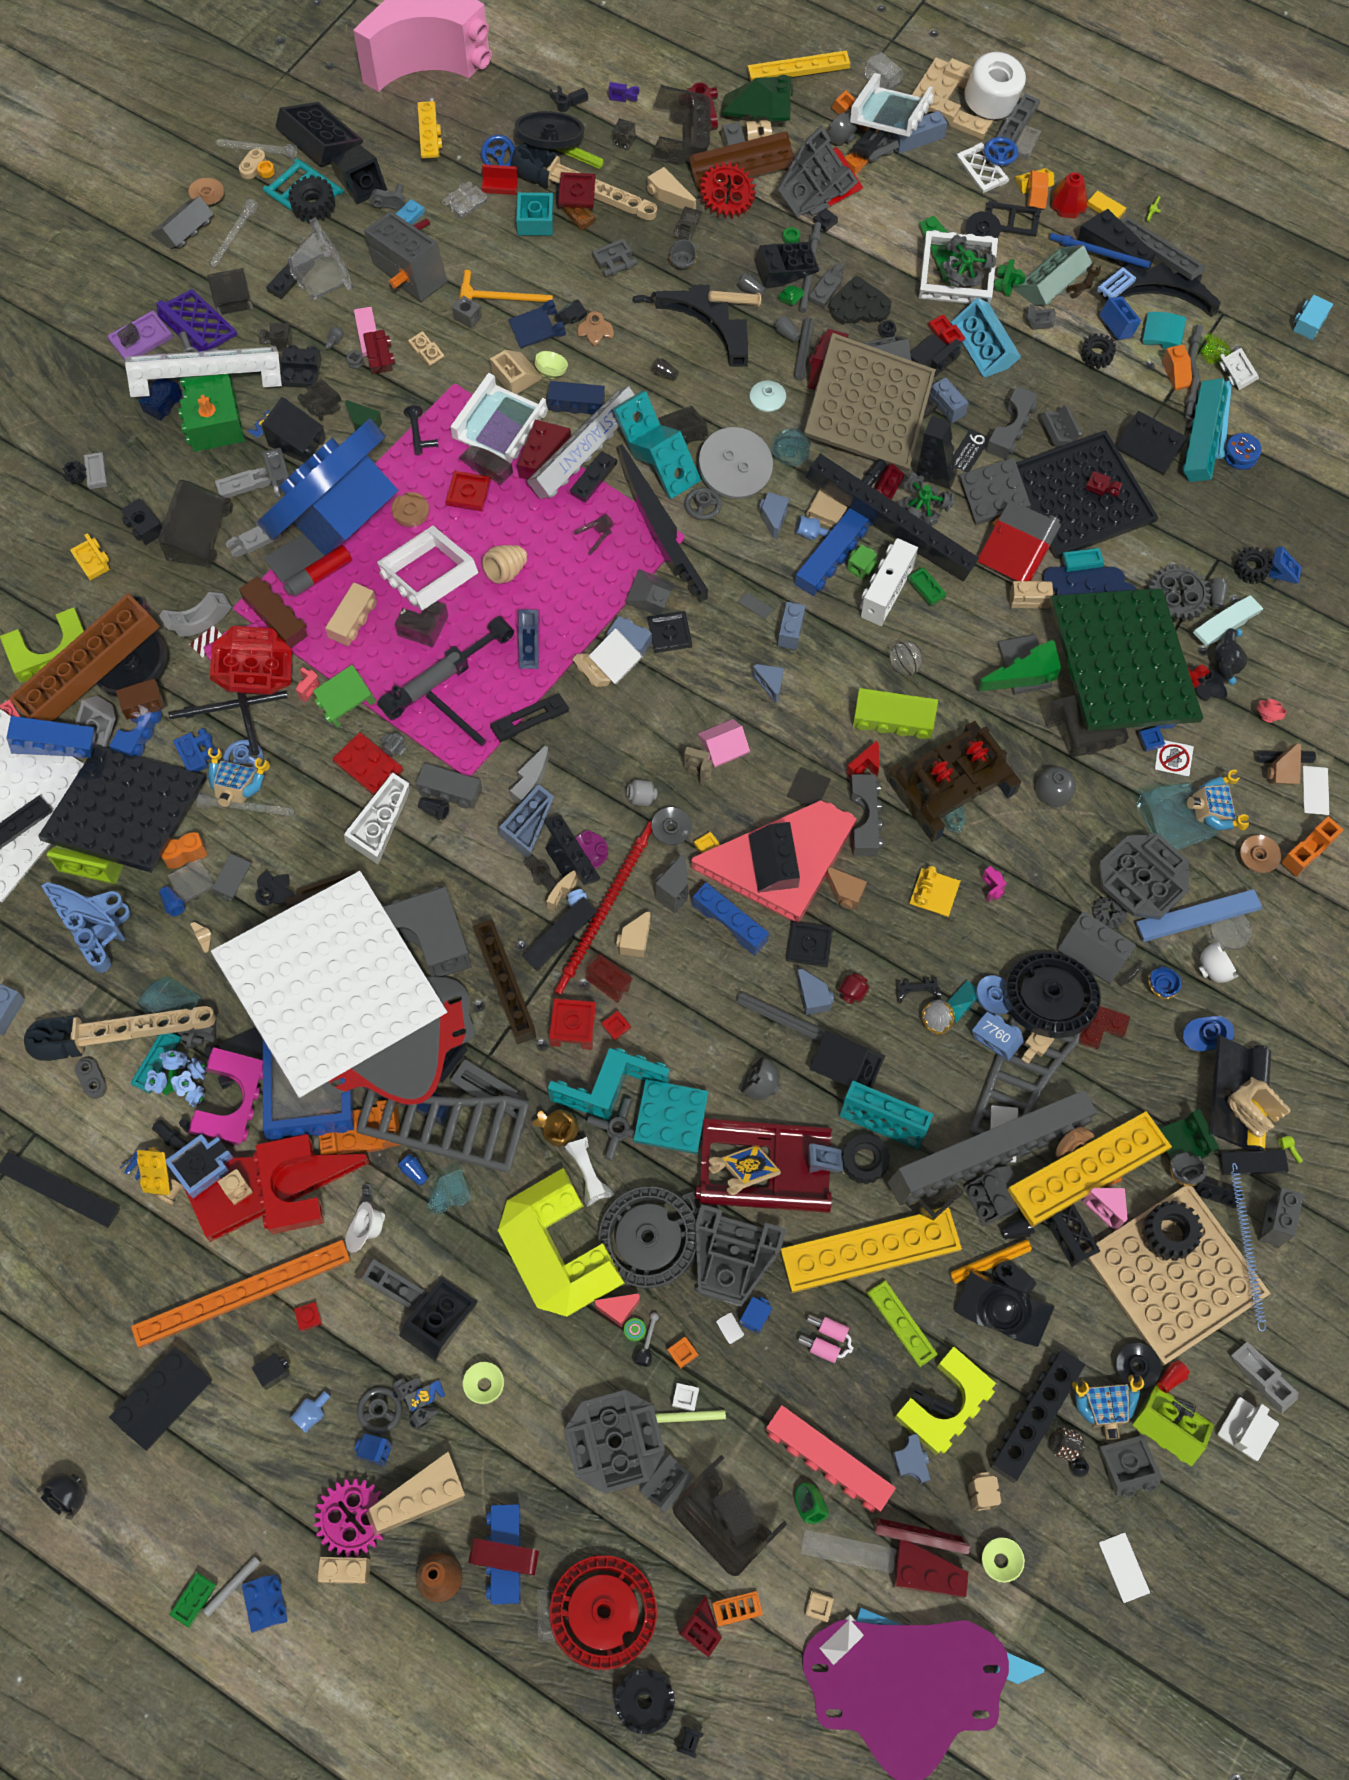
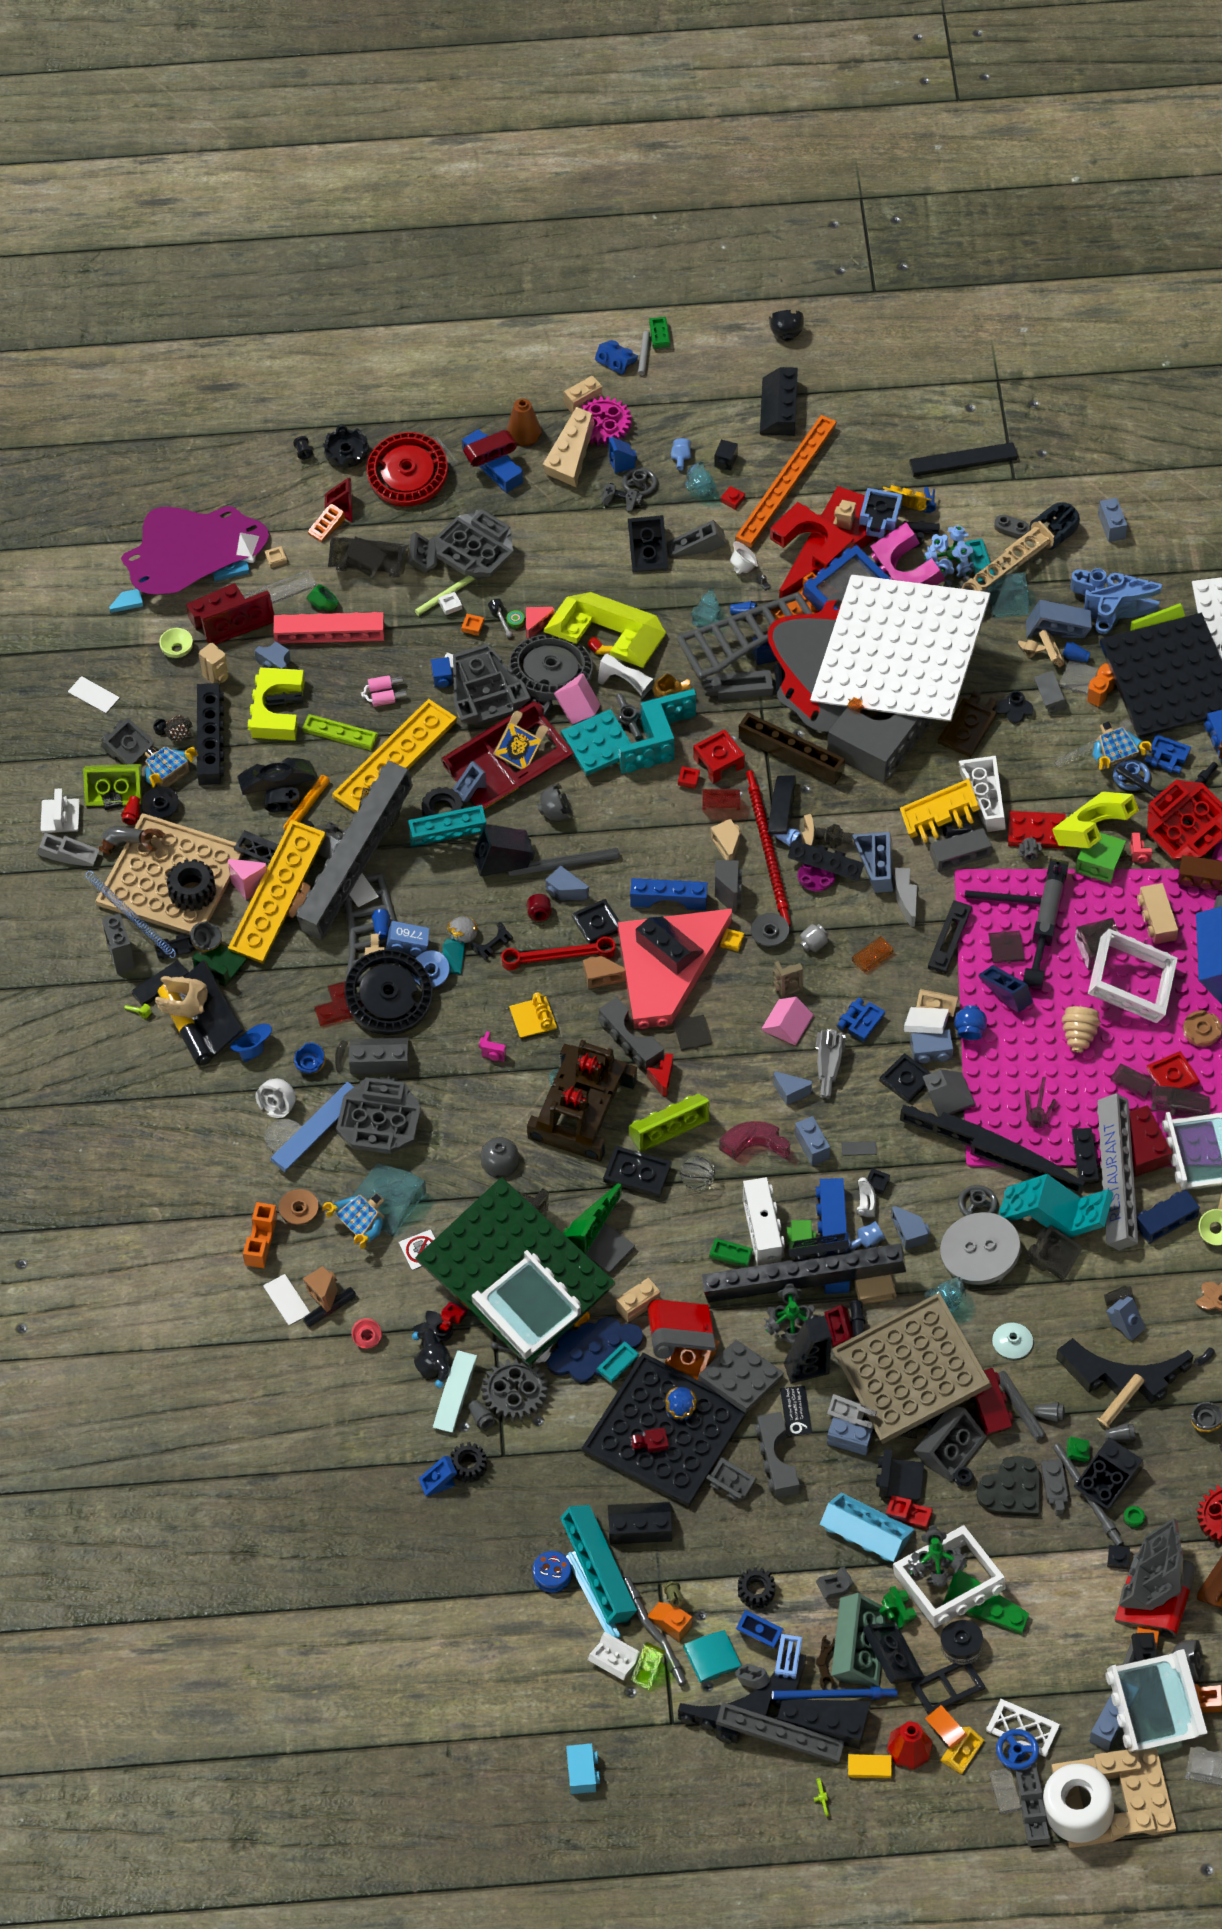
camera: 145 degrees right, 10 degrees down
(156, 938) = (1058, 620): none -> sand blue wedge
(187, 918) = (1051, 648): none -> tan tile
(298, 733) = (1081, 827): none -> neon yellow arch
(324, 1354) = (700, 480): none -> clear light blue cylinder
(420, 960) = (855, 704): none -> clear orange plate
(424, 1396) = (617, 502): sticker -> none
(432, 827) = (939, 808): none -> yellow hinge
(475, 1374) = (586, 523): yellowish green piece -> none
(493, 677) = (1006, 946): none -> clear smoke piece
(503, 505) = (1132, 1080): none -> clear smoke tile
(583, 1232) = (597, 647): none -> arm
(587, 623) = (970, 1023): none -> blue piece
(603, 751) = (872, 954): none -> clear orange plate
(652, 1175) = (577, 700): none -> bright pink slope
(663, 694) = (865, 1022): none -> blue plate
(676, 348) = (1126, 1317): none -> sand blue brick
(720, 681) = (830, 1048): none -> light grey piece
(766, 565) = (878, 1180): none -> black plate
(797, 547) = (866, 1192): none -> white helmet
(835, 665) = (753, 1134): none -> clear pink arch
(865, 522) = (819, 1245): none -> black plate
(868, 936) = (557, 953): none -> red piece
(935, 399) = (850, 1411): none -> light grey hinge
(954, 698) = (637, 1171): none -> black plate
(1010, 1070) = (381, 922): none -> blue cone
(1038, 248) = (893, 1652): none -> black plate
(1059, 495) = (680, 1403): none -> blue hair
(1141, 618) = (528, 1305): none -> clear light blue panel
(1144, 295) = (752, 1676): none -> dark grey beam
(1167, 374) = (672, 1592): none -> olive piece
(1201, 1341) = (118, 834): none -> piece

